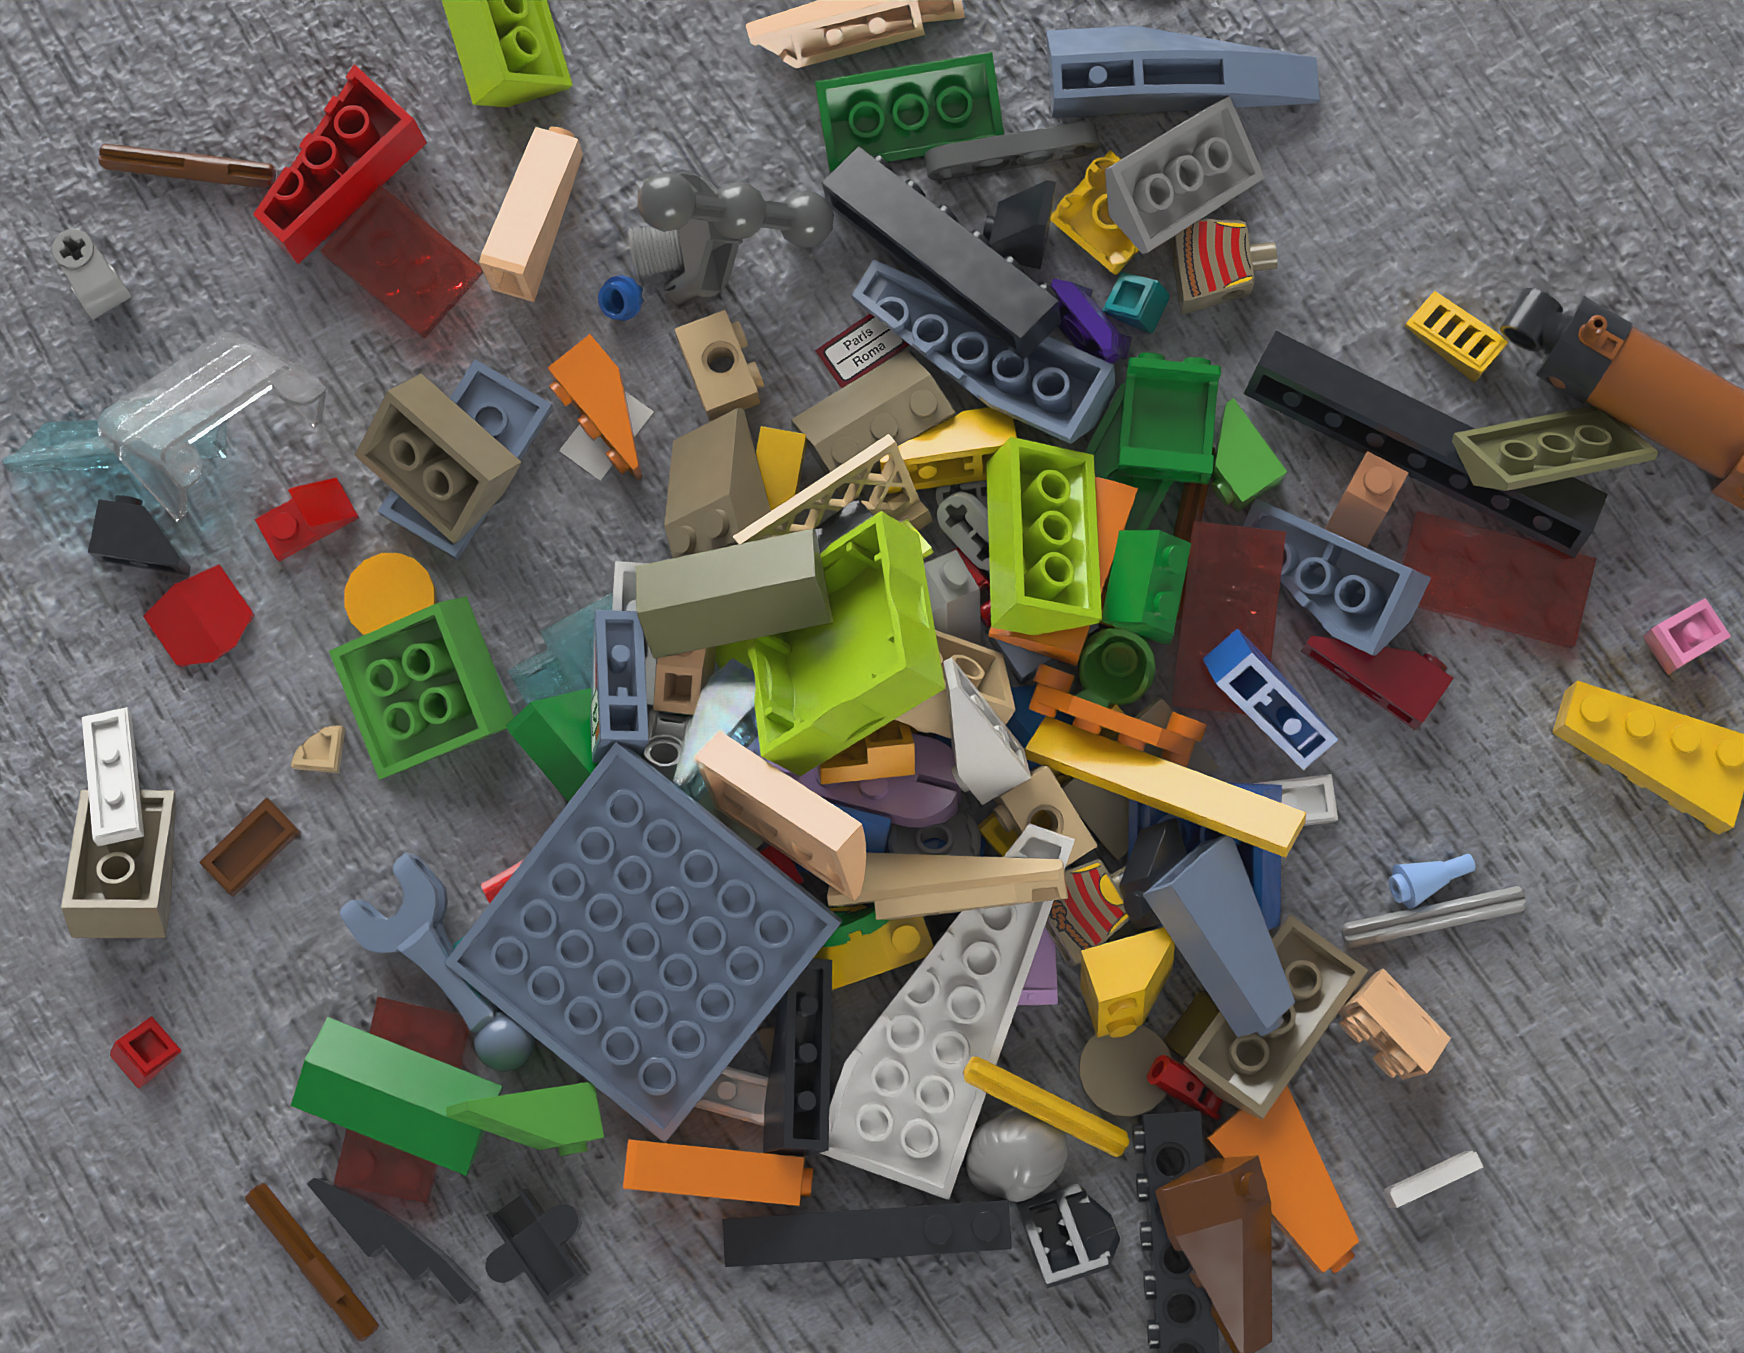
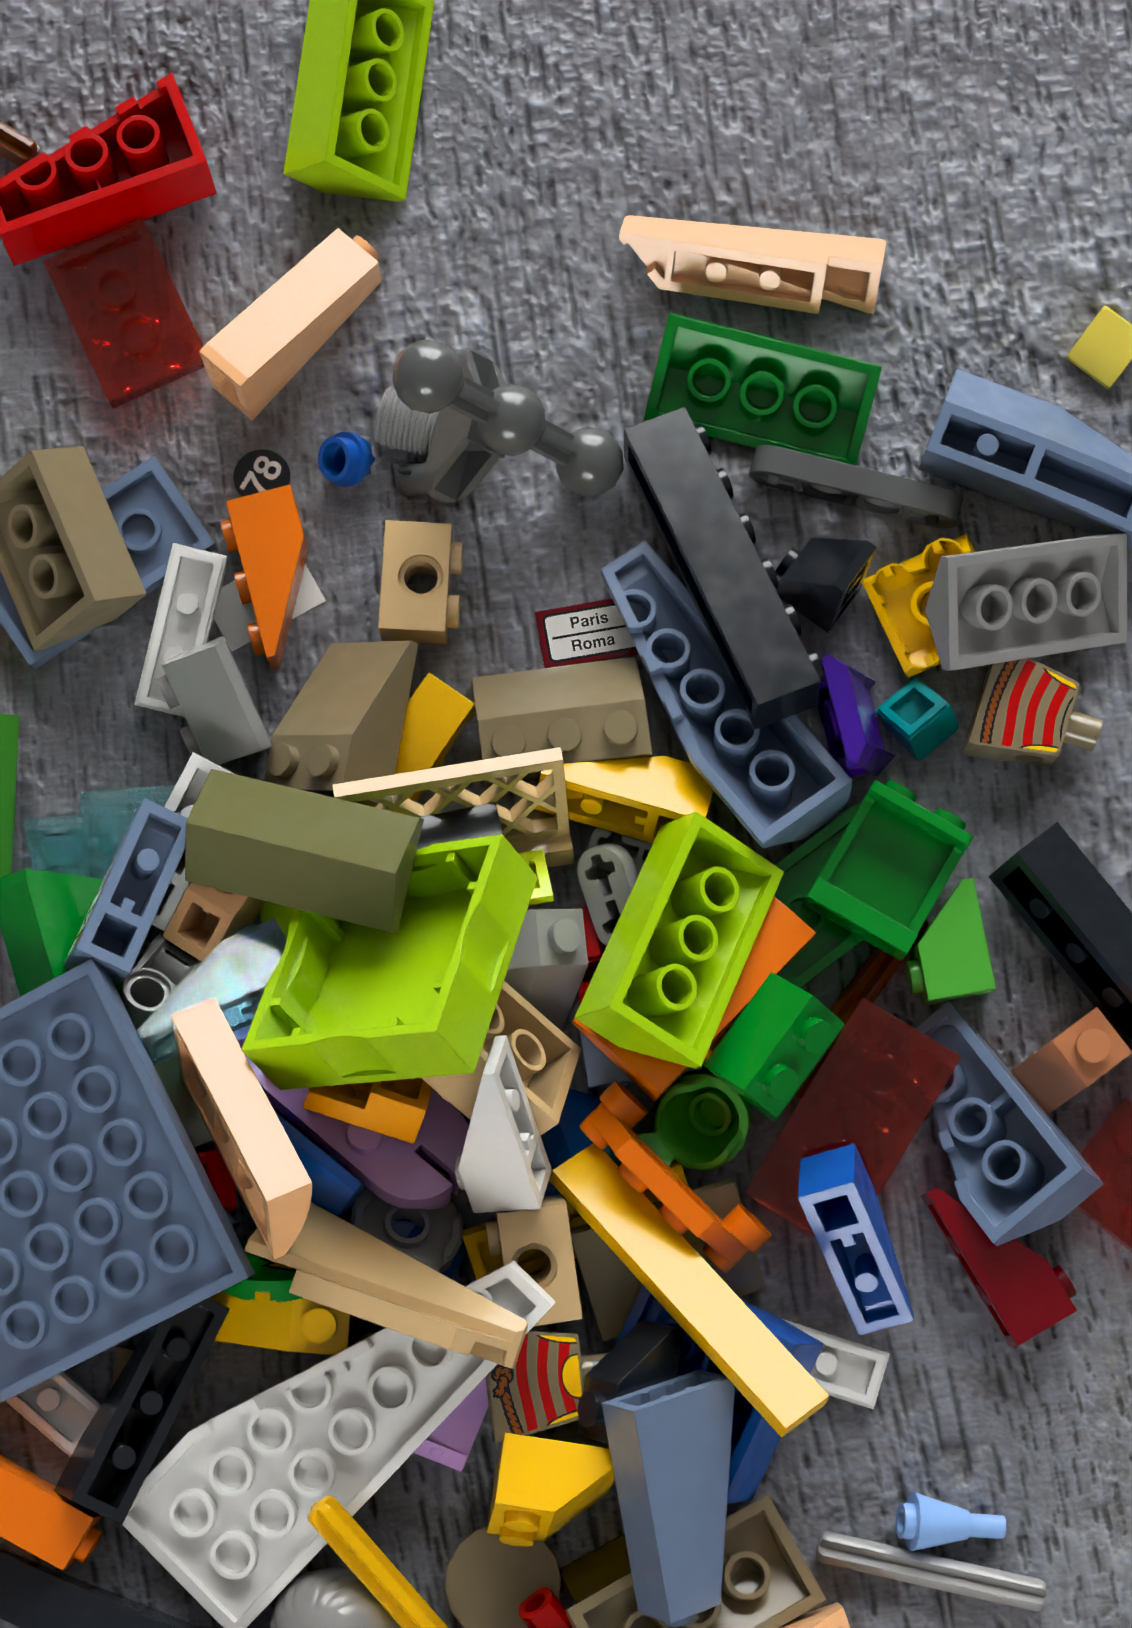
camera: 20 degrees right, 0 degrees up
(557, 479) = (182, 617): none -> white tile
(559, 337) = (260, 472): none -> black sticker
(610, 519) = (214, 702): none -> light grey slope

